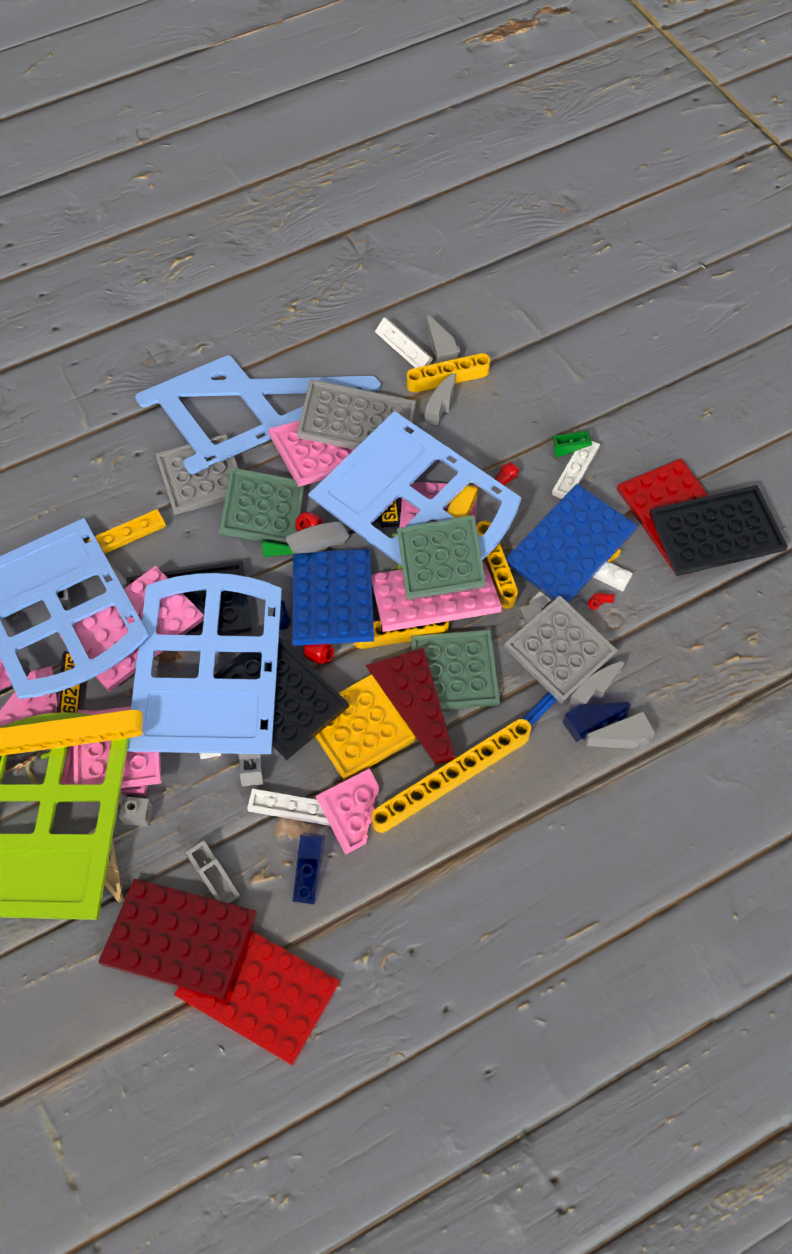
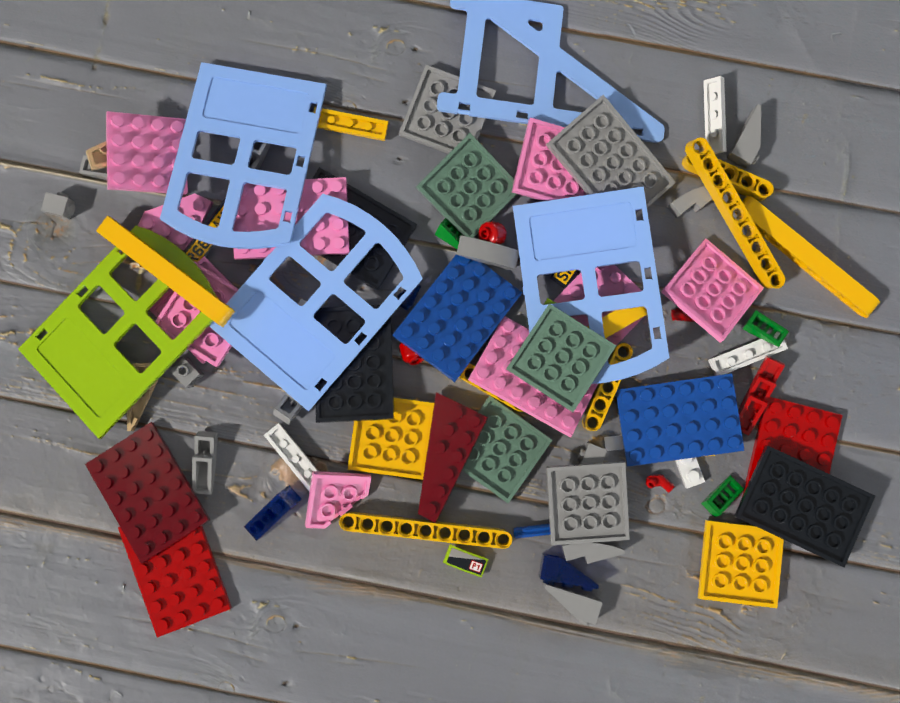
camera: 40 degrees right, 25 degrees up
(477, 386) = (726, 209): none -> yellow beam
(506, 773) = (465, 560): none -> slope
(509, 444) = (712, 290): none -> bright pink plate
(552, 382) = (811, 259): none -> yellow beam
(608, 484) = (758, 393): none -> red slope
(657, 583) = (711, 502): none -> green slope
(716, 609) = (740, 564): none -> yellow plate

